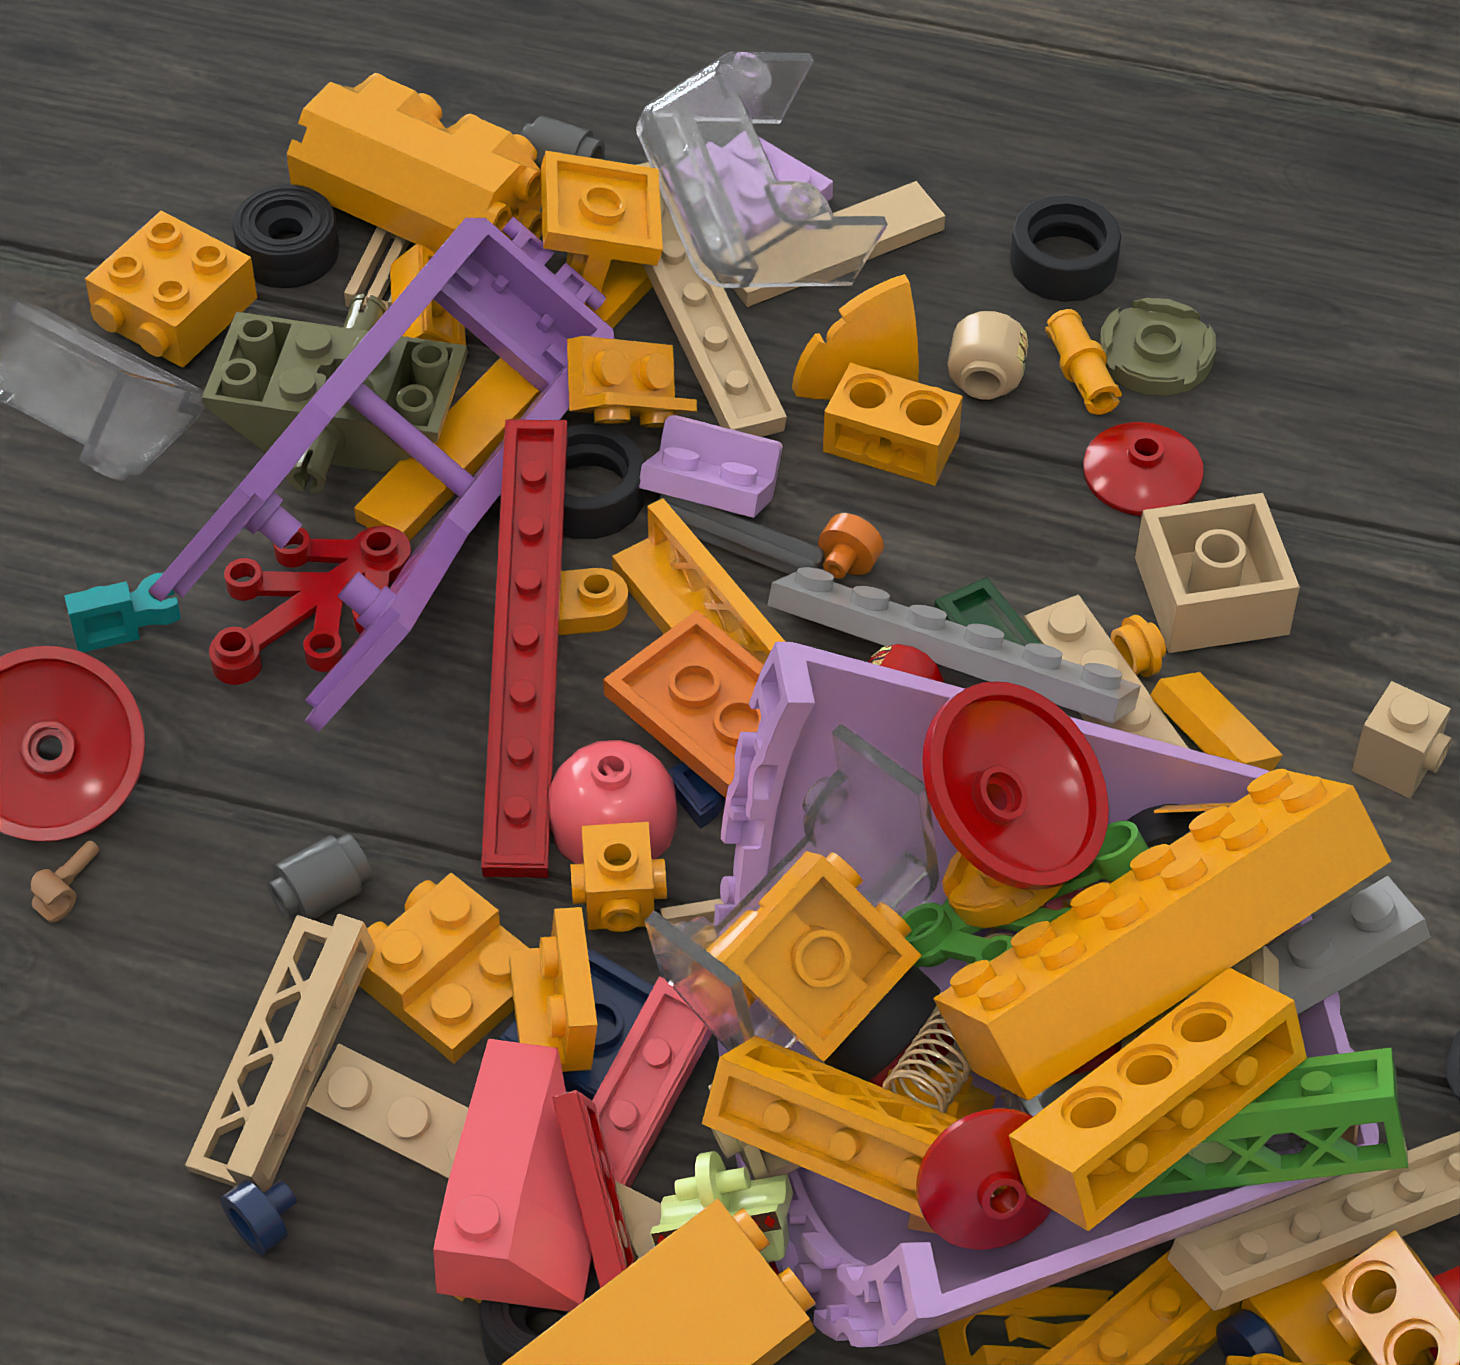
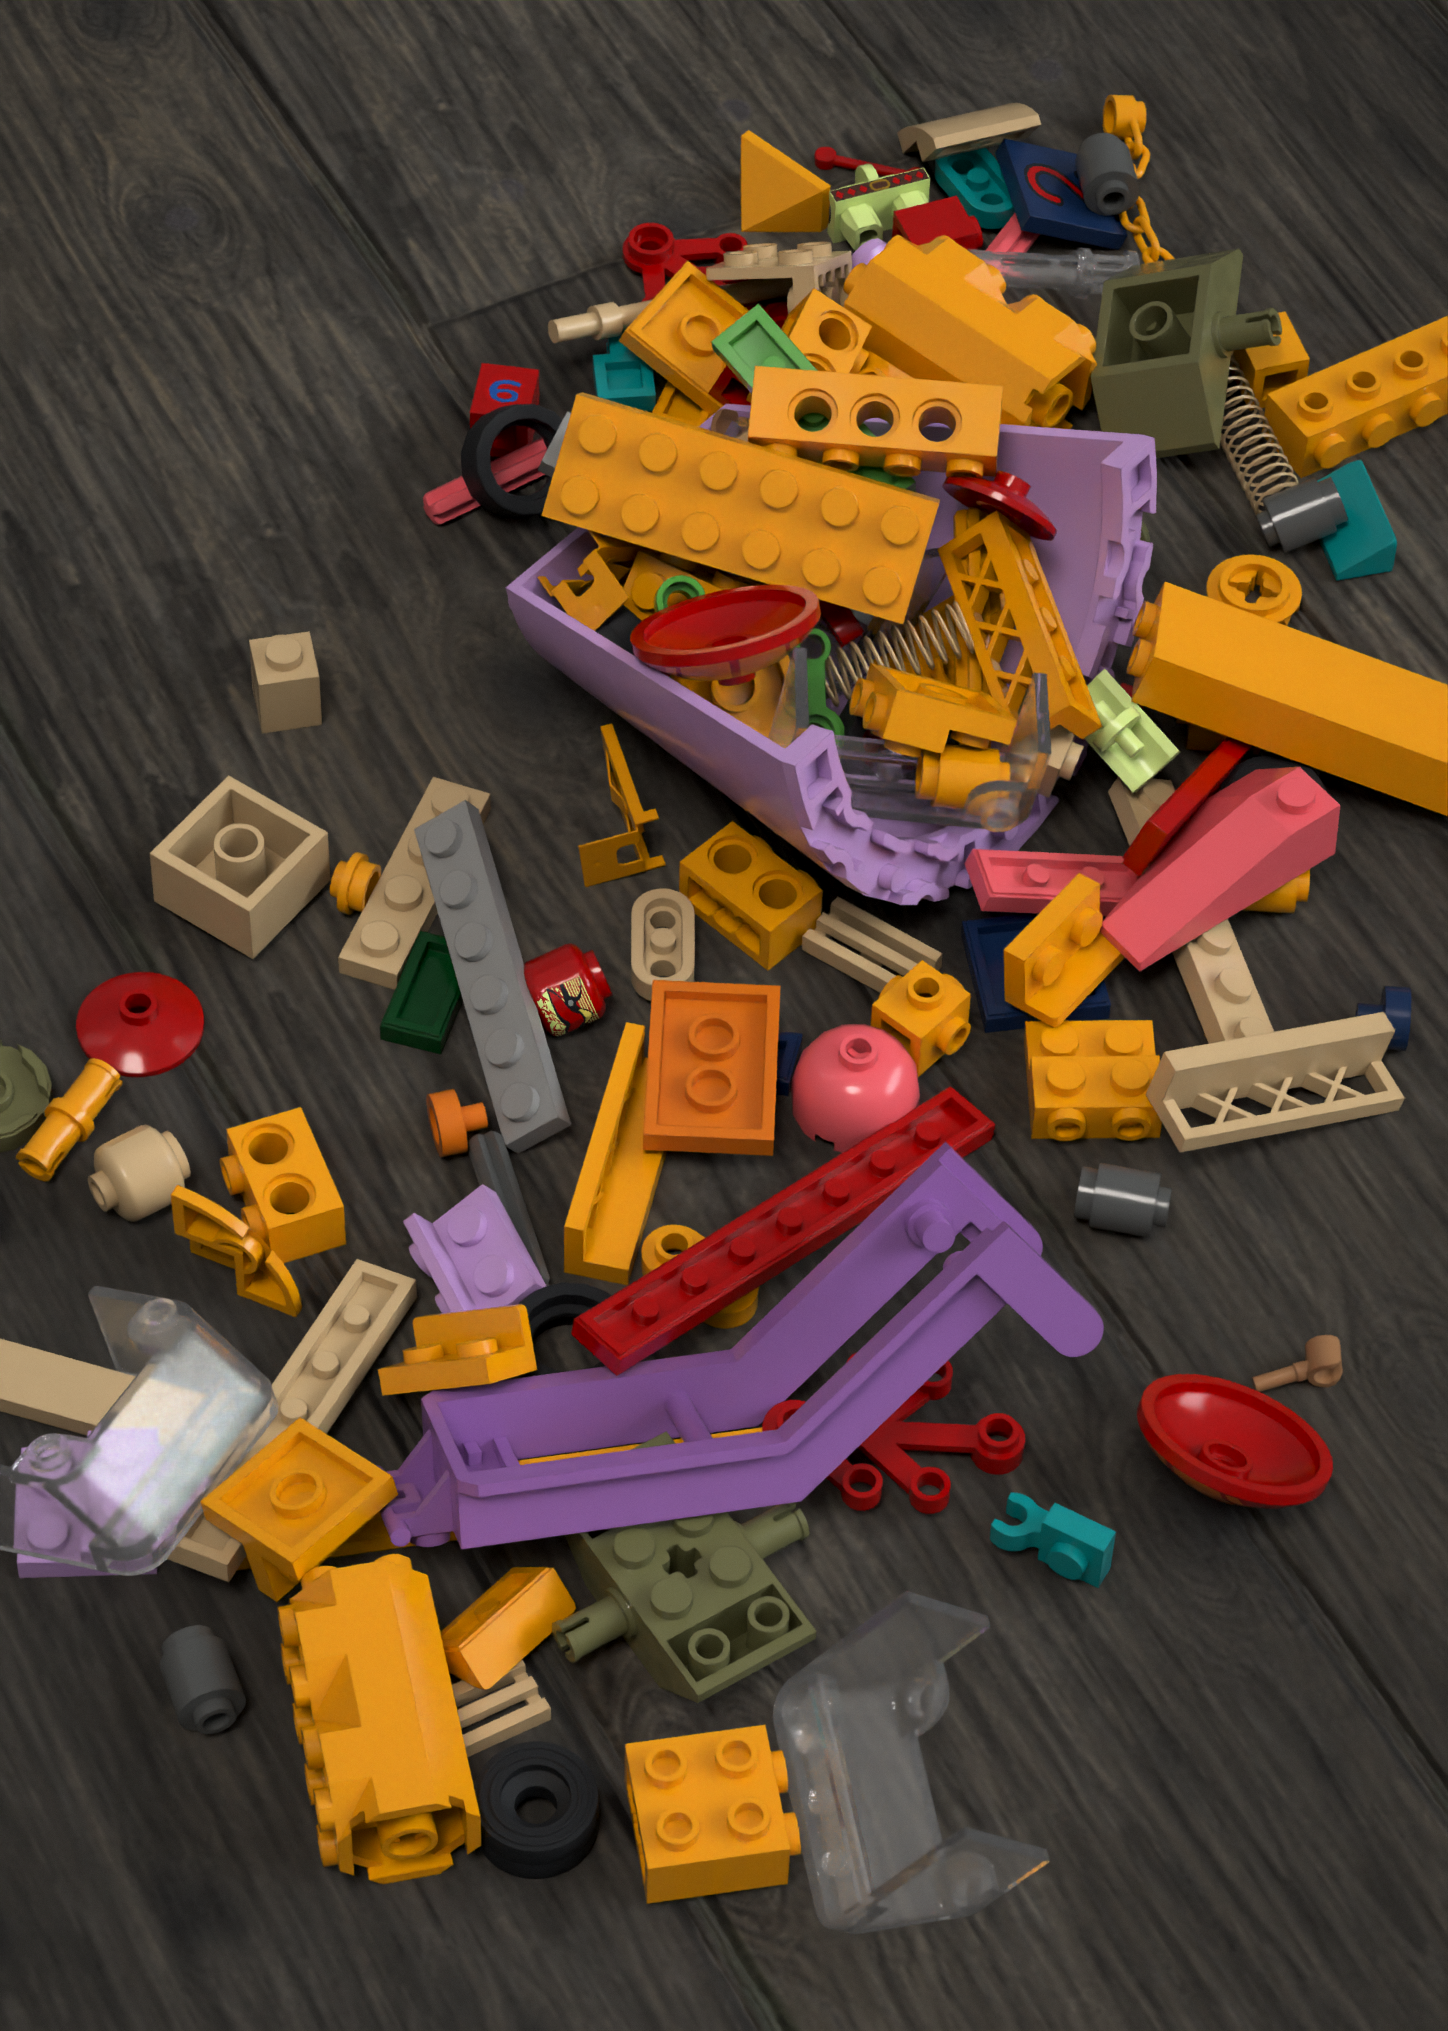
camera: 135 degrees left, 0 degrees up
(1213, 721) = (380, 799): light orange tile -> none

